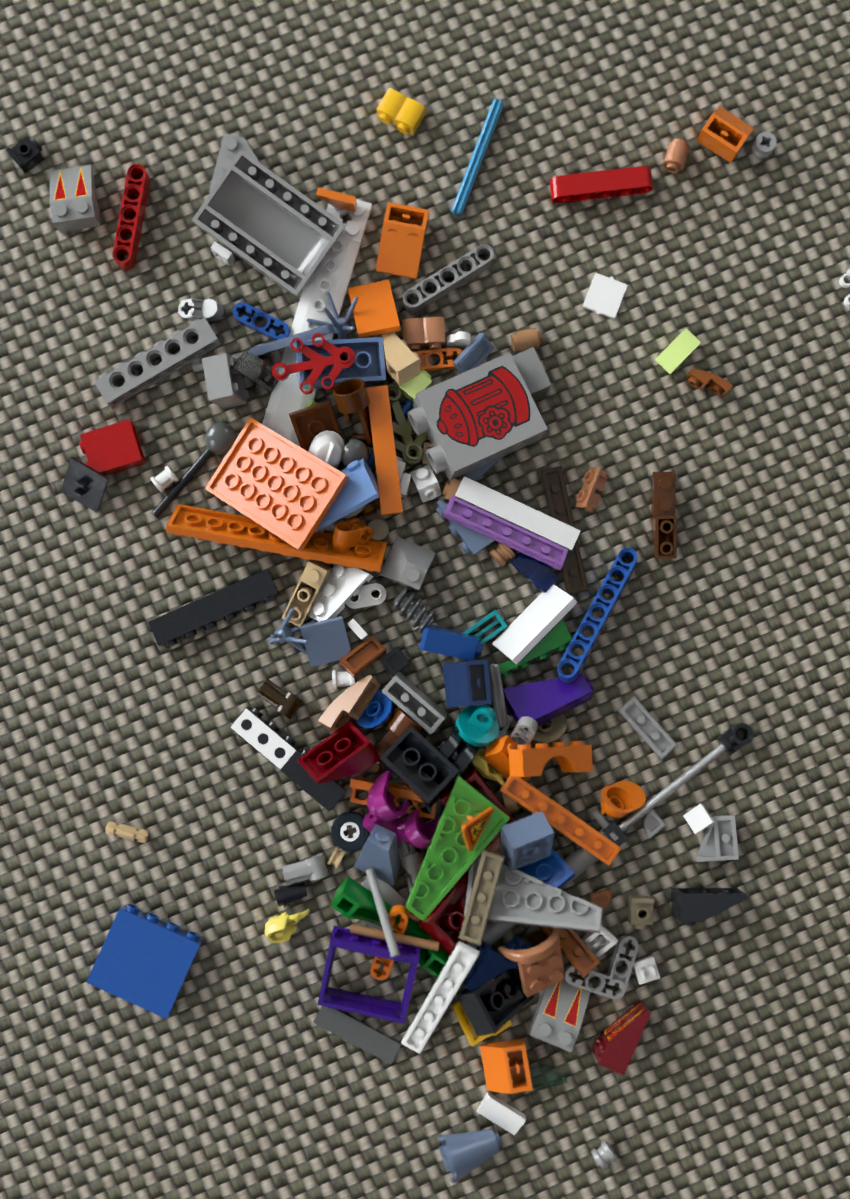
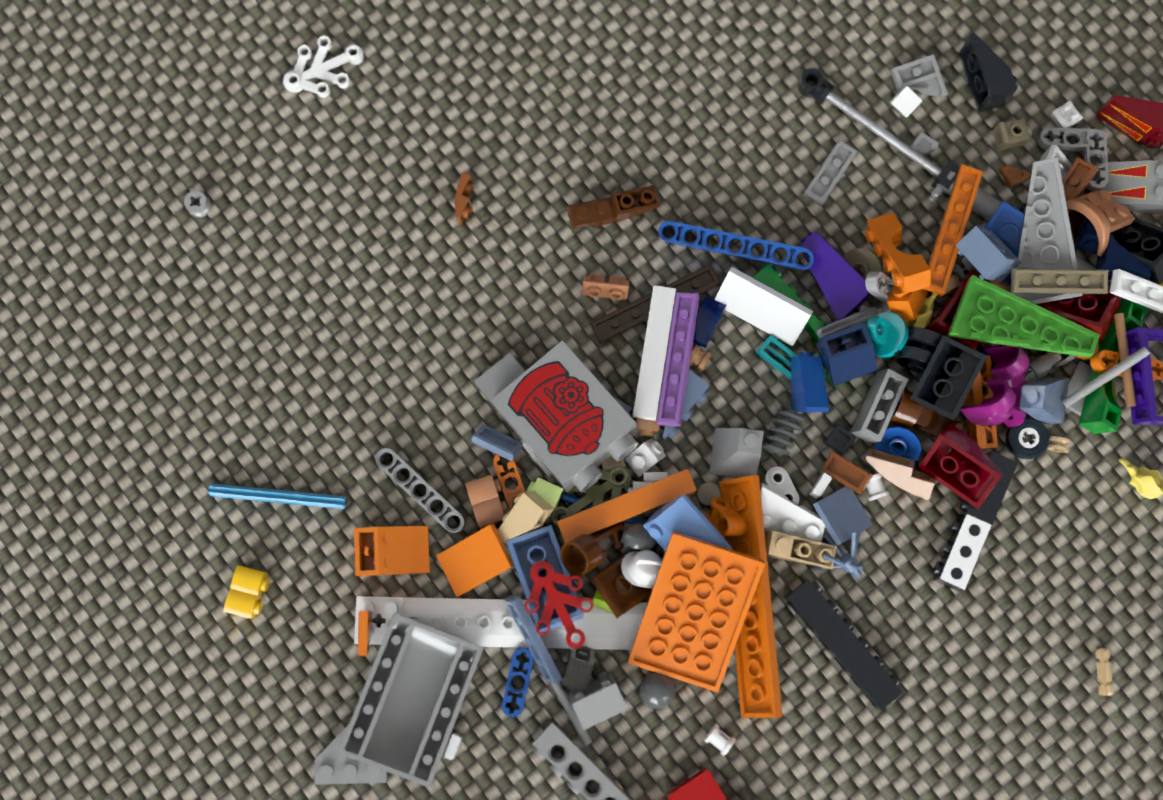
camera: 100 degrees left, 5 degrees down
(182, 483) = (717, 719): black bar -> none
(198, 309) = (523, 763): light grey piece -> none
(283, 700) = (918, 542): dark brown piece -> none
(289, 894) = (1111, 482): black cone -> none
(311, 868) = (1078, 466): light grey piece -> none
(340, 324) = (499, 592): sand blue plant -> none
(458, 340) = (484, 462): white tile -> none
(474, 827) = (999, 304): orange piece -> none
(526, 339) = (466, 392): medium nougat brick -> none
(601, 184) = (278, 358): red beam -> none
(604, 295) = (396, 325): white piece -> none
(621, 799) = (910, 177): orange piece -> none
(676, 155) = (229, 288): nougat brick -> none
(678, 351) = (438, 236): yellowish green slope -> none
(724, 134) = (195, 244): orange slope -> none

